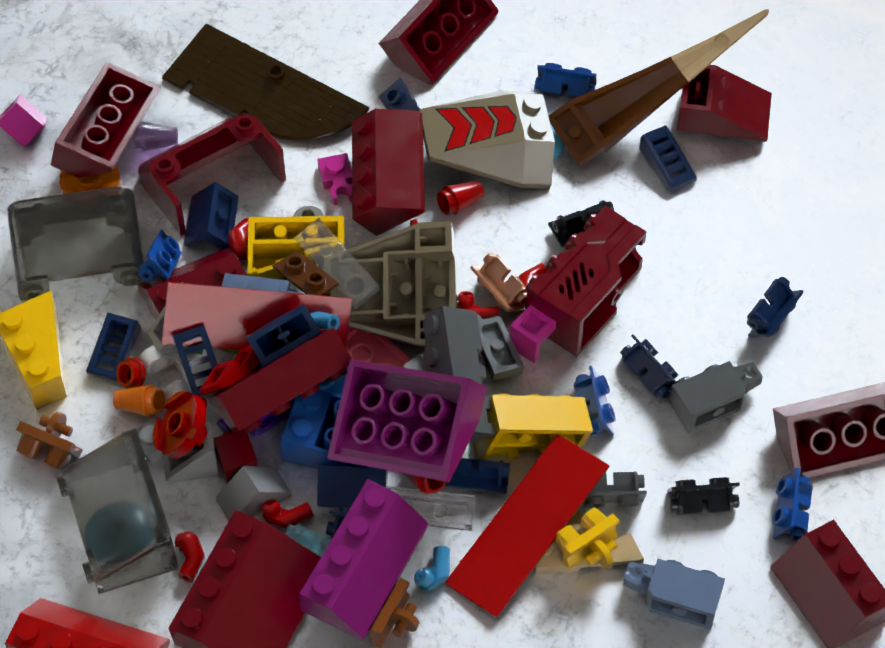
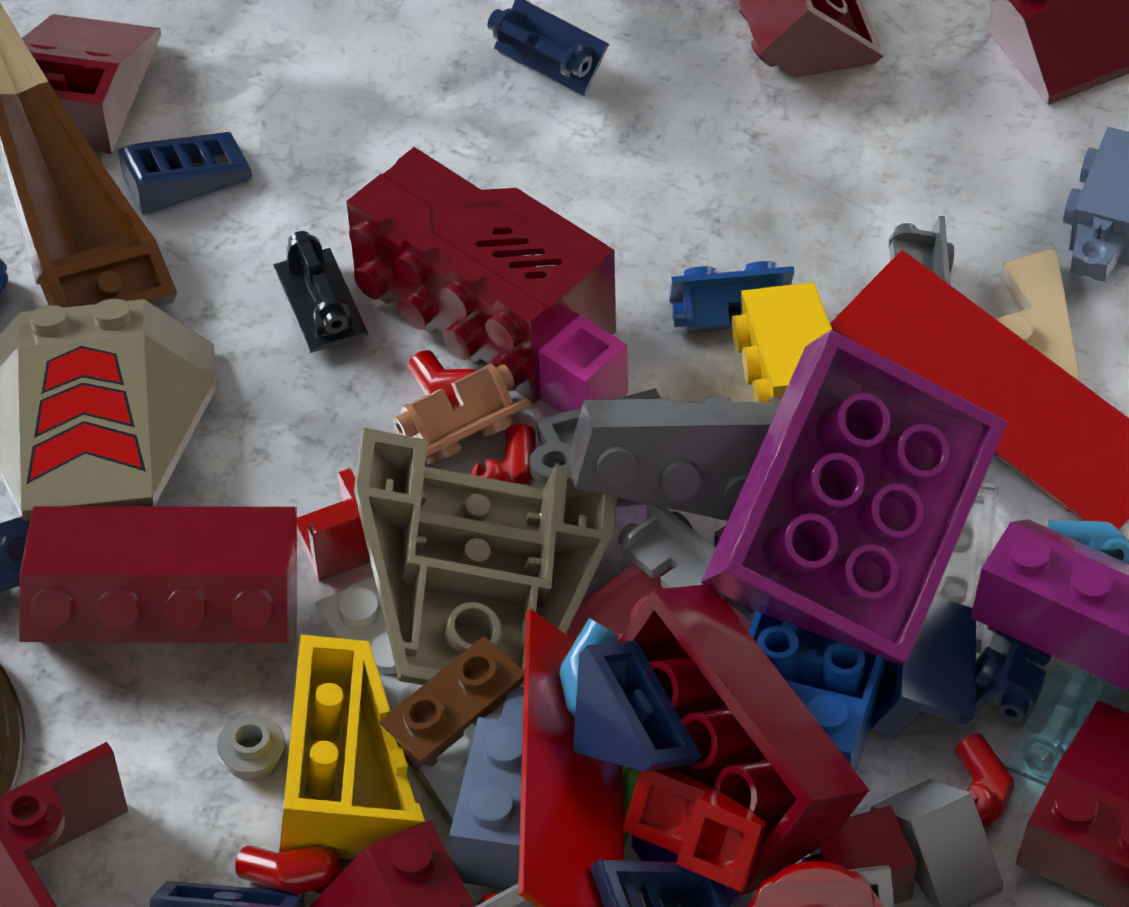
camera: 85 degrees left, 5 degrees down
(336, 175) = (129, 698): dark pink plate -> none
(337, 262) = (419, 645): clear tile -> none
(457, 197) = (230, 476): red cone -> none
(591, 546) = (1047, 295): yellow hips -> none
(642, 356) = (674, 201): dark blue hinge -> none
(713, 393) = (722, 135): dark grey hinge -> none
(717, 493) = (923, 164): black hinge -> none
(792, 493) = (940, 59): blue hinge -> none

